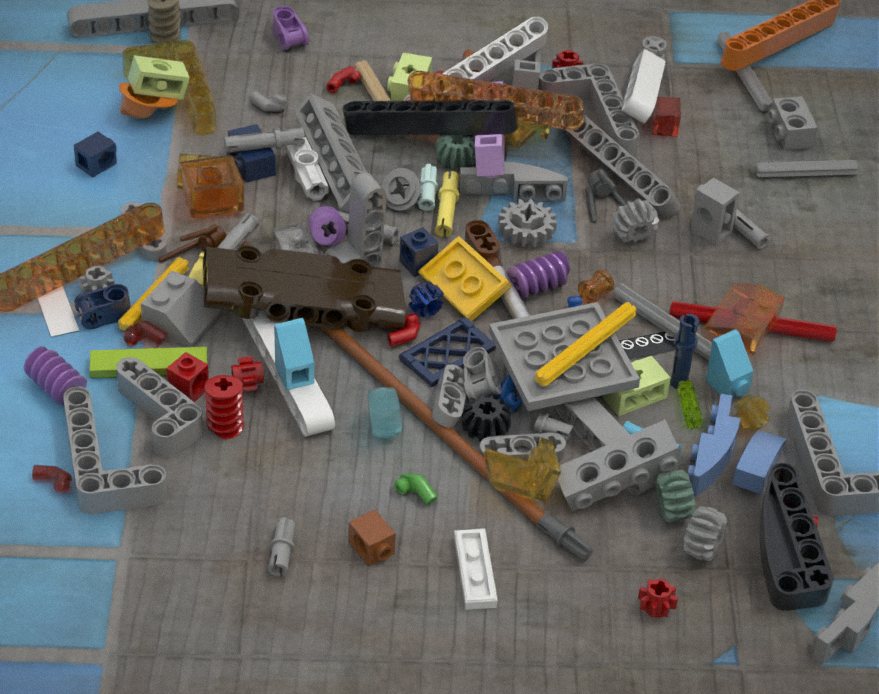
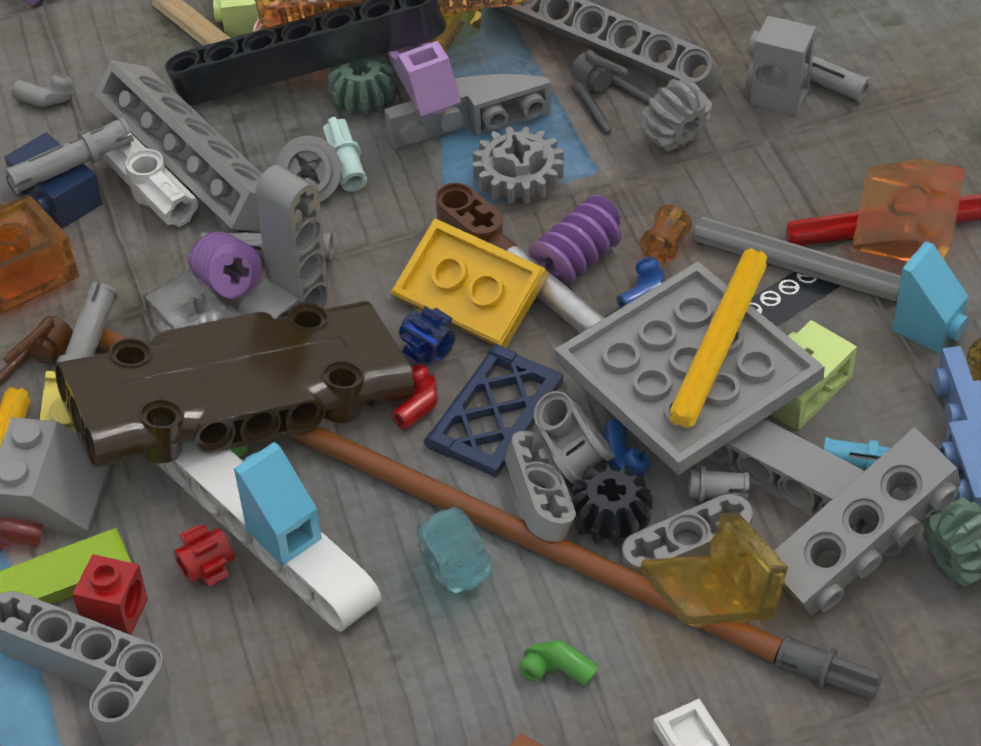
camera: 15 degrees left, 5 degrees up
(224, 406) = (194, 628): red piece -> none
(339, 77) = (136, 22): red arm -> none
(417, 250) = (378, 260): dark blue brick -> none
(448, 197) = (382, 159): light yellow pin -> none
(685, 344) = (864, 287): dark blue pin -> none
(690, 404) = (894, 377): clear neon green axle -> none

